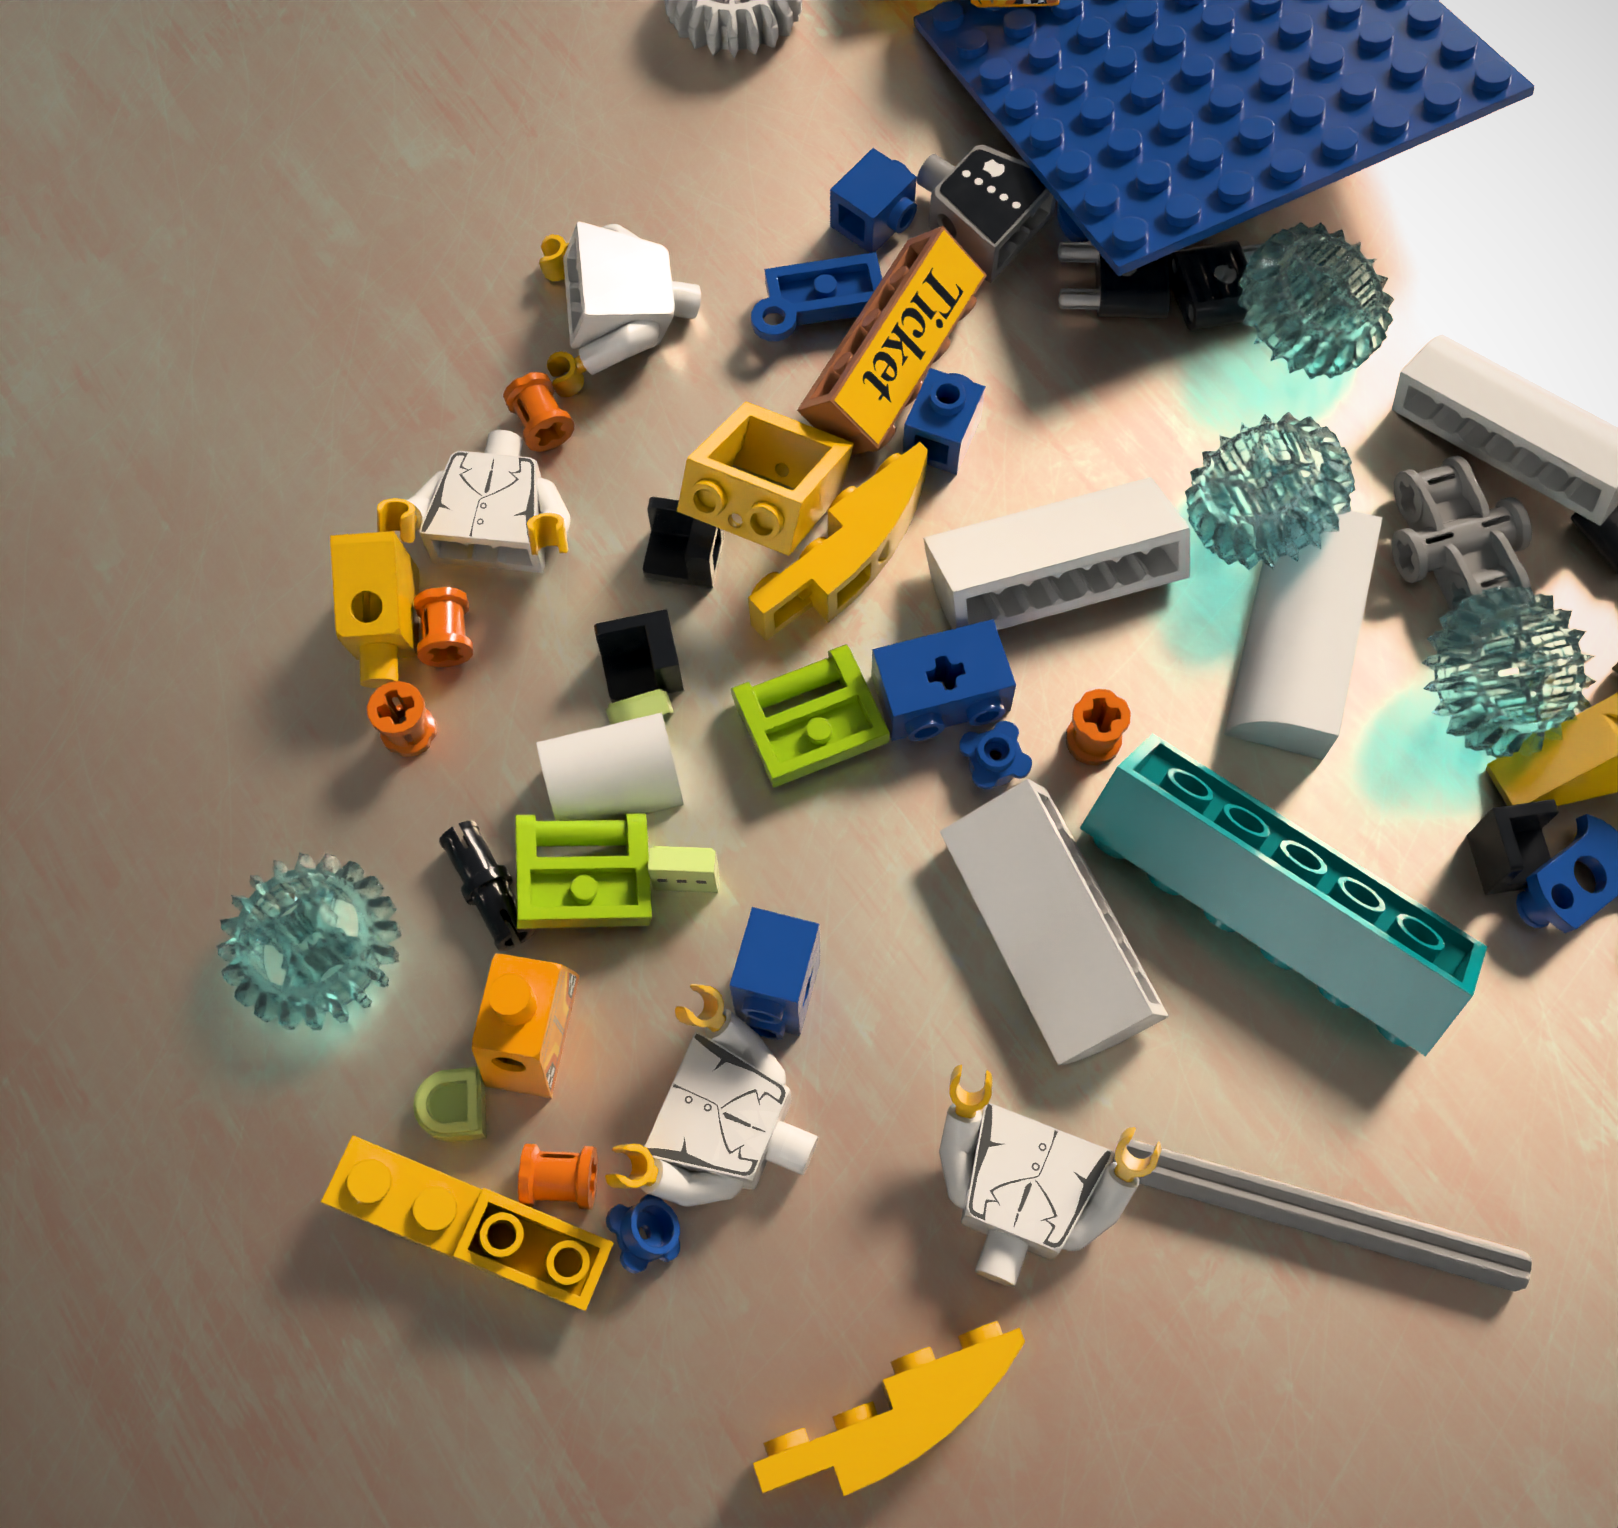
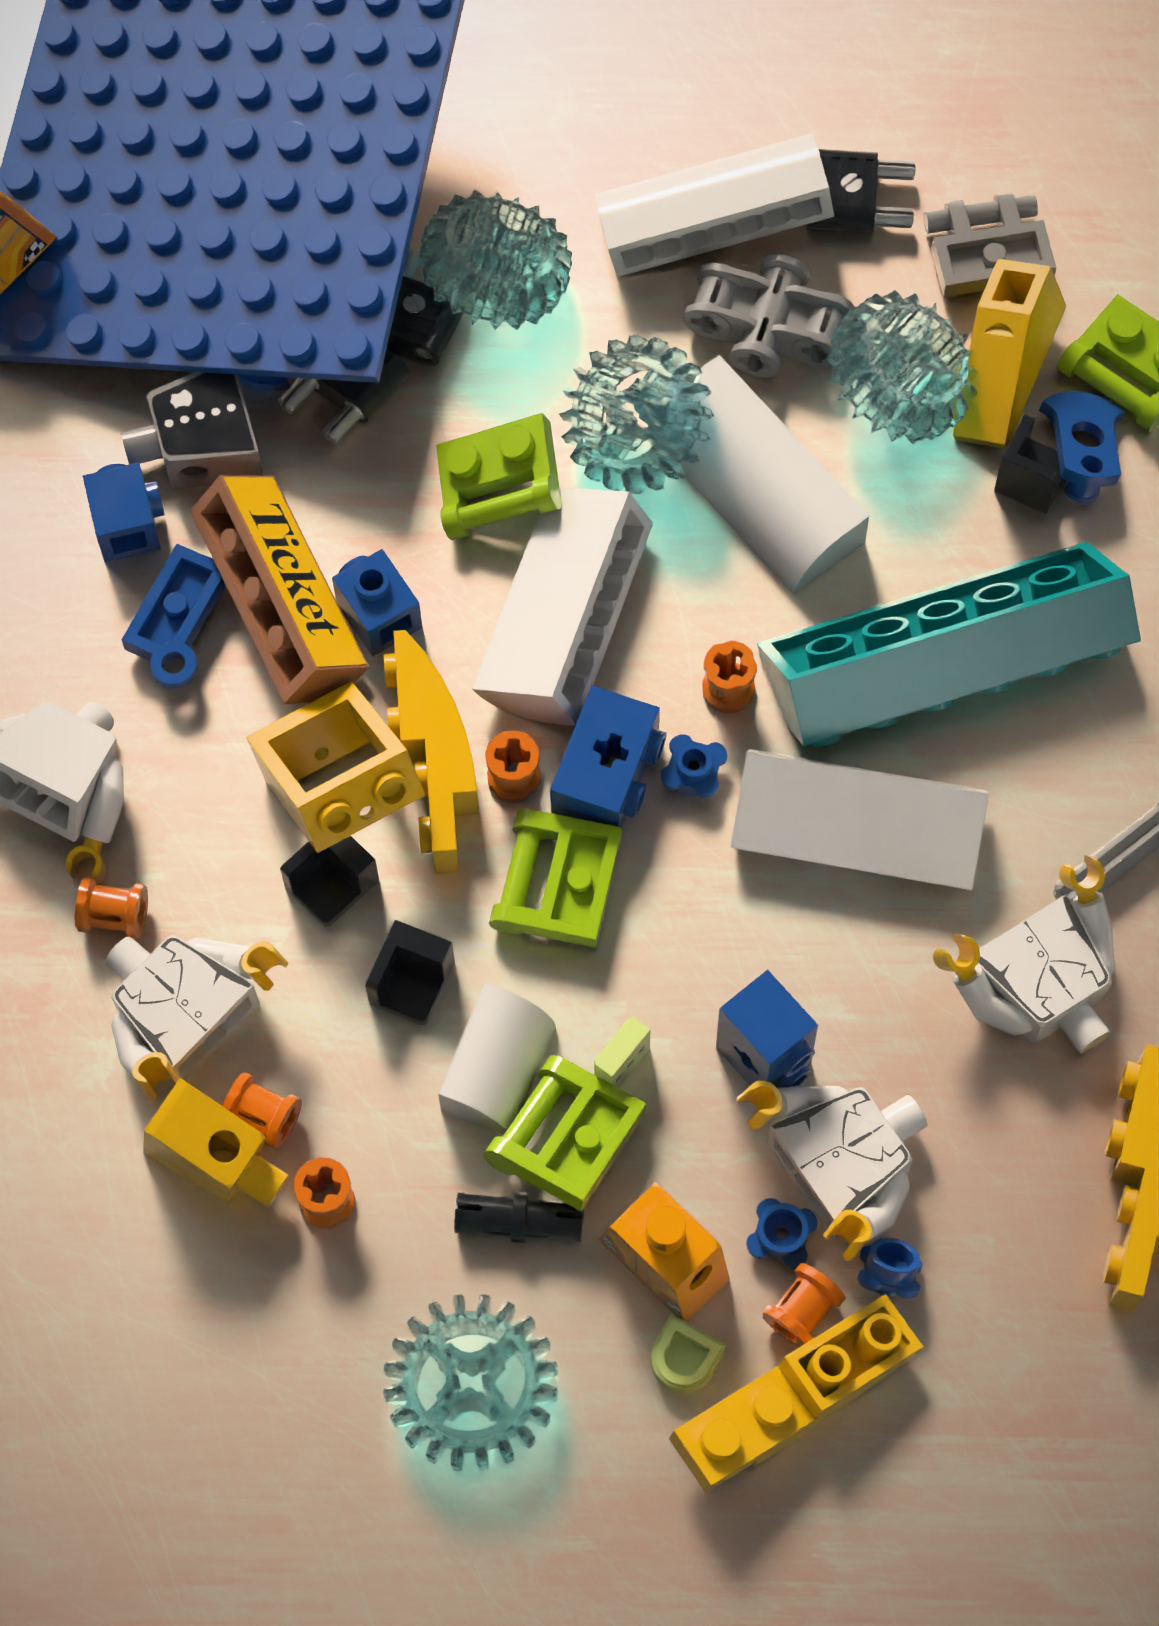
camera: 55 degrees left, 0 degrees up
(603, 1101) = (779, 1215): none -> blue plate
(639, 706) = (457, 1000): yellowish green tile -> none
(885, 611) = (508, 748): none -> orange bush
(1135, 419) = (493, 462): none -> lime plate

